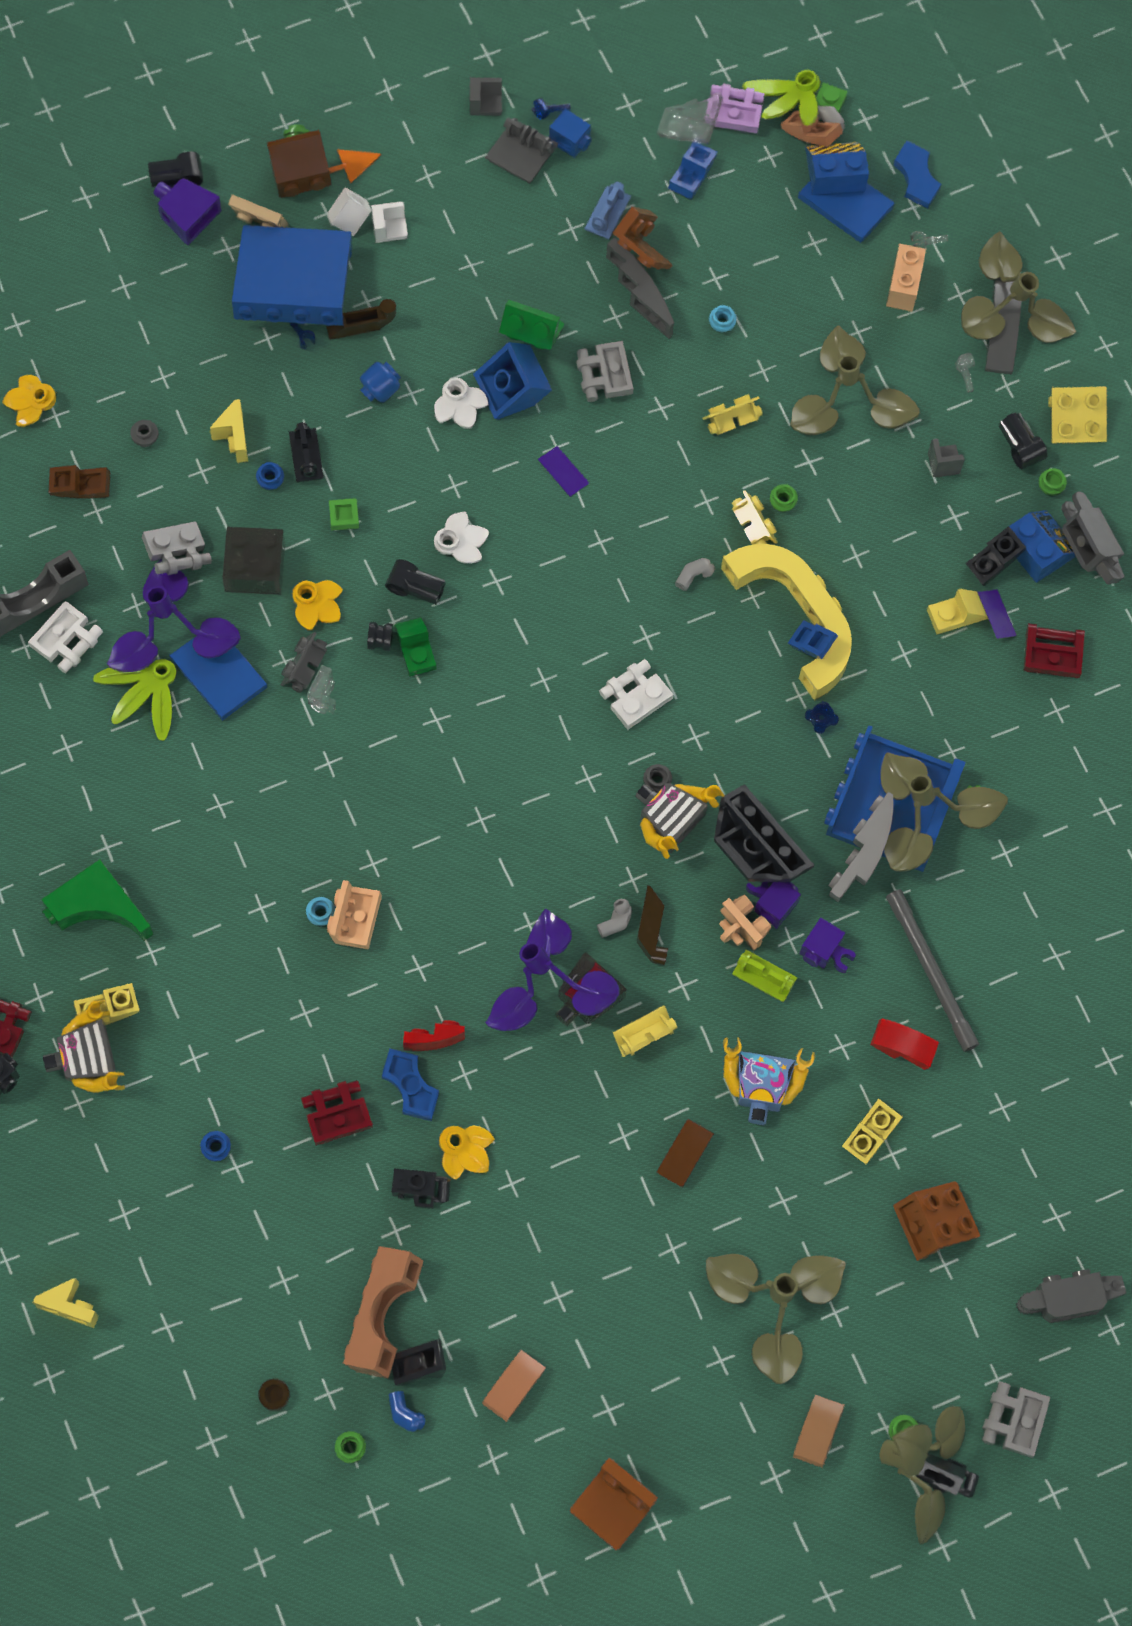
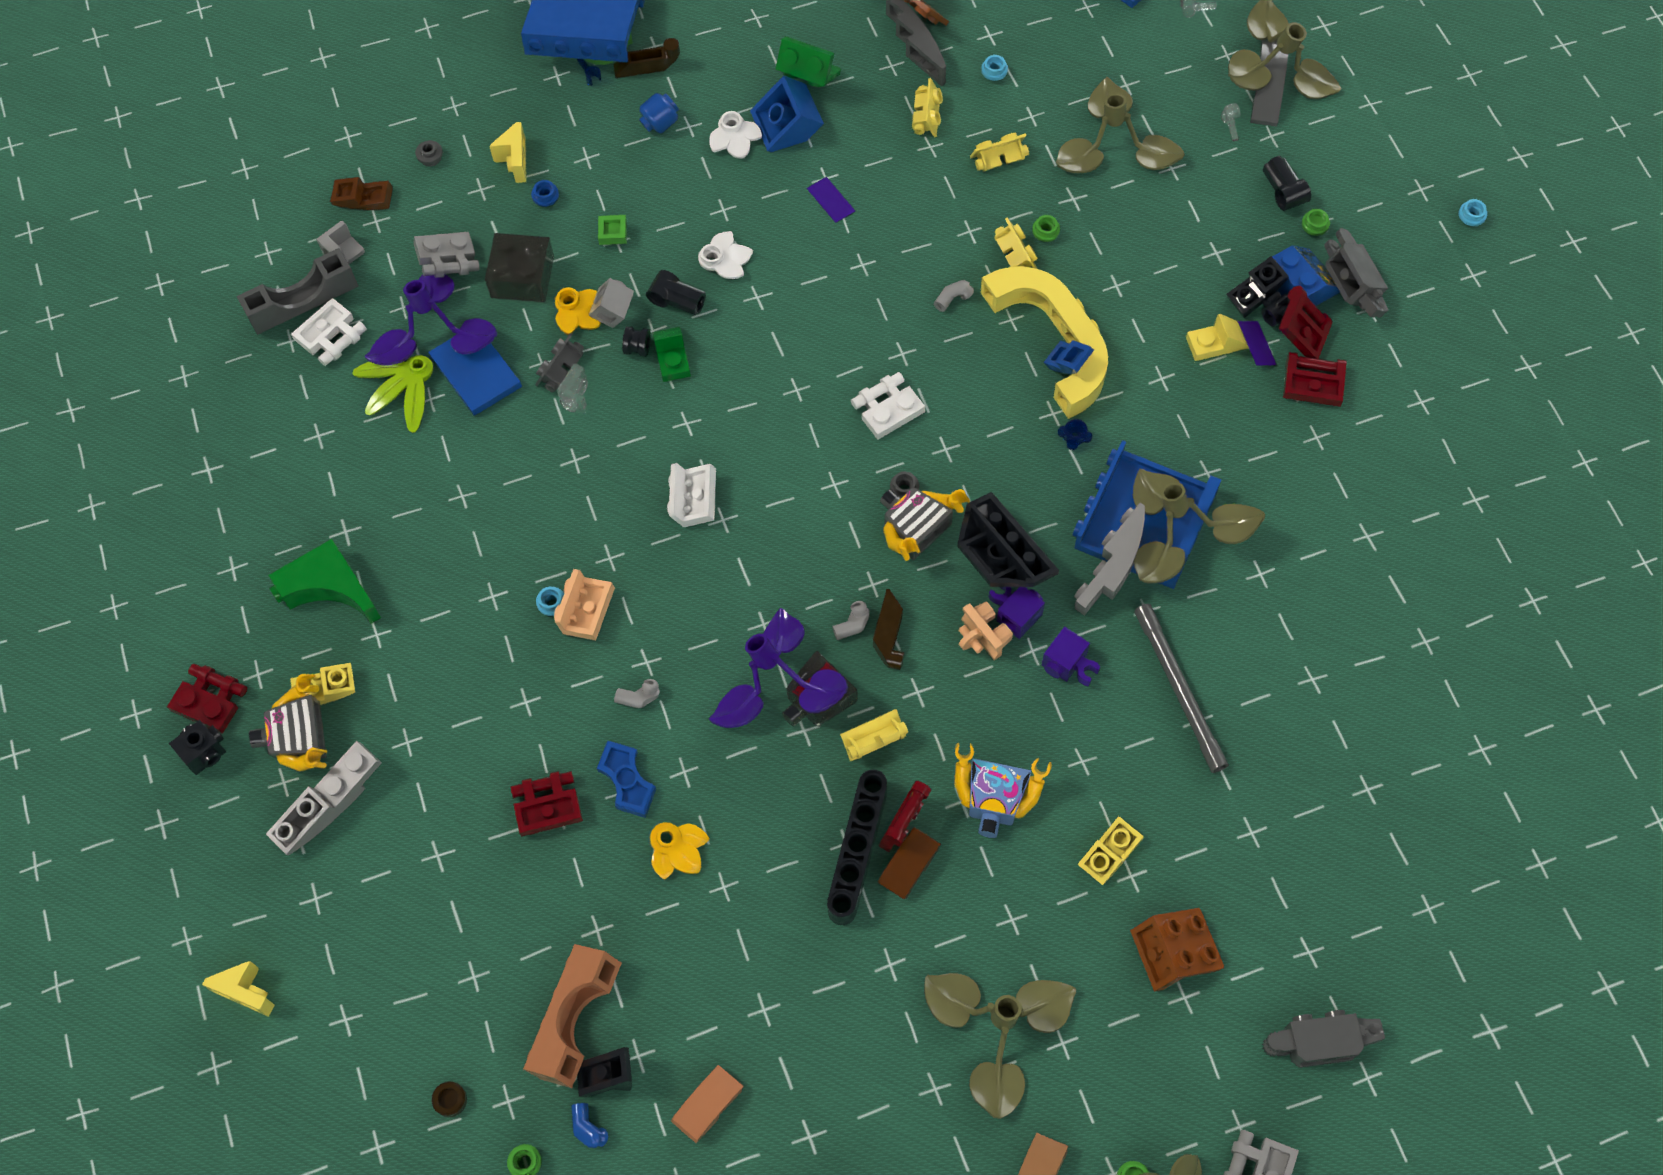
camera: 10 degrees right, 5 degrees down
(26, 399) = (325, 120): yellow plate -> none
(65, 538) = (340, 238): none -> light grey panel
(124, 1120) = (326, 801): none -> light grey slope
(209, 1139) = (411, 825): blue plate -> none
(305, 453) = (581, 174): black hinge -> none
(351, 596) = (611, 302): none -> light grey brick
(416, 1004) = (639, 698): none -> light grey arm
(420, 1186) = (626, 884): black piece -> none
(444, 1035) = (664, 730): red slope -> none
(450, 796) = (692, 494): none -> white bracket
(613, 367) = (885, 107): light grey plate -> none
(636, 1125) = (857, 861): none -> black beam
(656, 356) = (928, 102): none -> light yellow hinge
(678, 1109) = (909, 810): none -> dark red plate
(764, 975) = (1003, 684): lime hinge -> none
(906, 277) = (1174, 35): light nougat brick -> none
(906, 1042) = (1149, 758): red slope -> none
(944, 459) = (1208, 199): dark grey panel -> none
(1018, 580) = (1275, 308): none -> black gear
(1038, 601) = (1305, 330): none -> dark red plate
(1078, 414) = (1343, 161): light yellow hinge -> none

